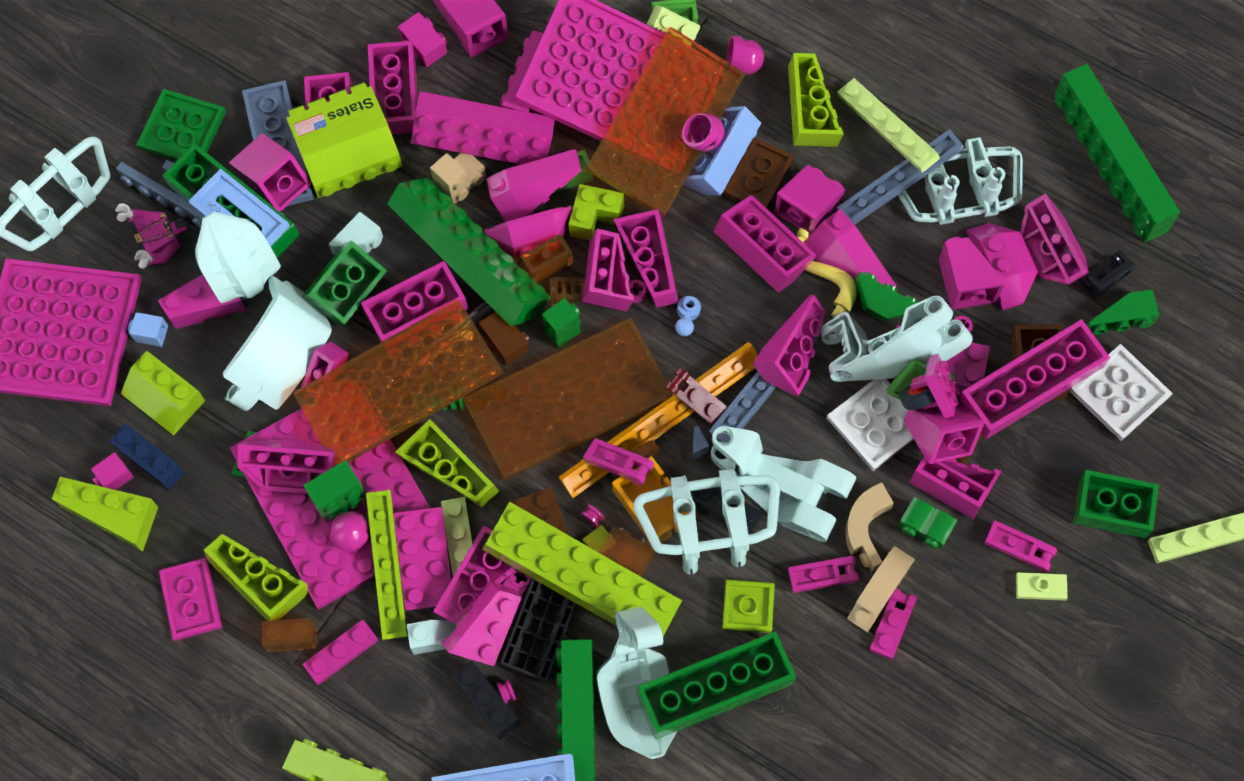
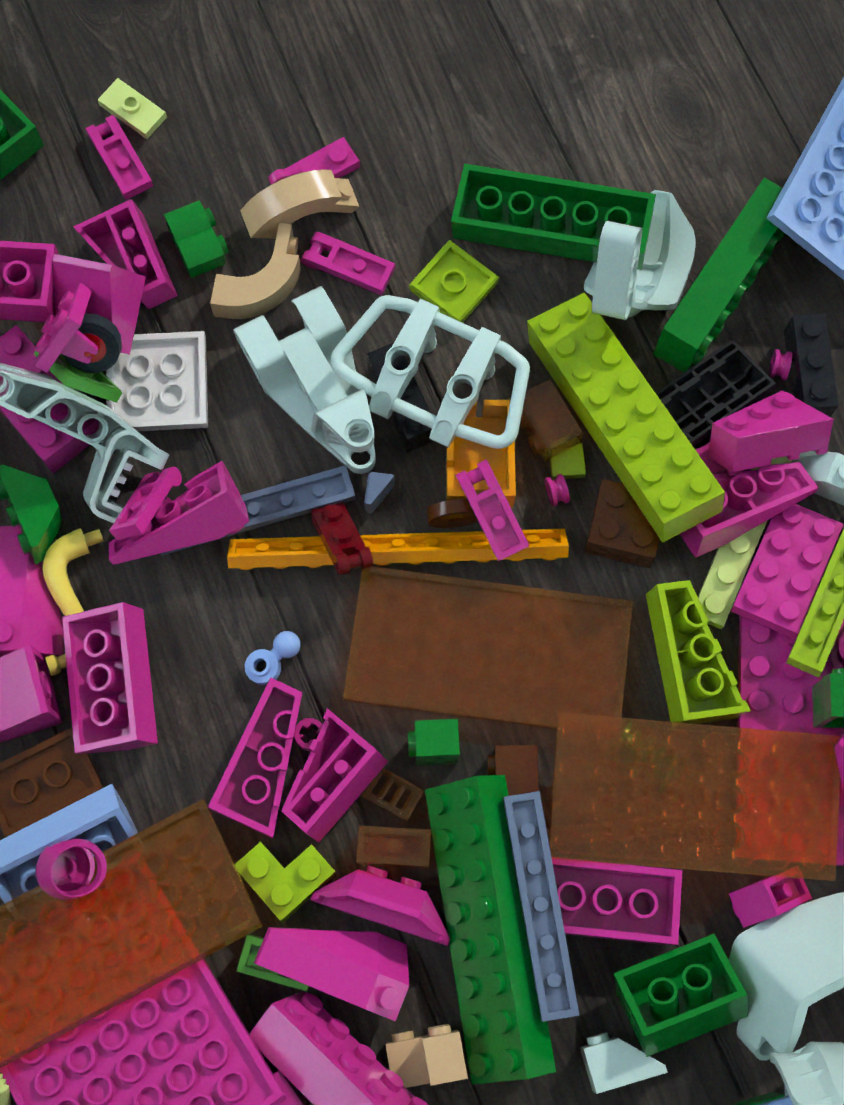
camera: 150 degrees left, 5 degrees up
(447, 271) = (540, 907): none -> sand blue plate
(821, 340) = (145, 503): none -> dark pink plate

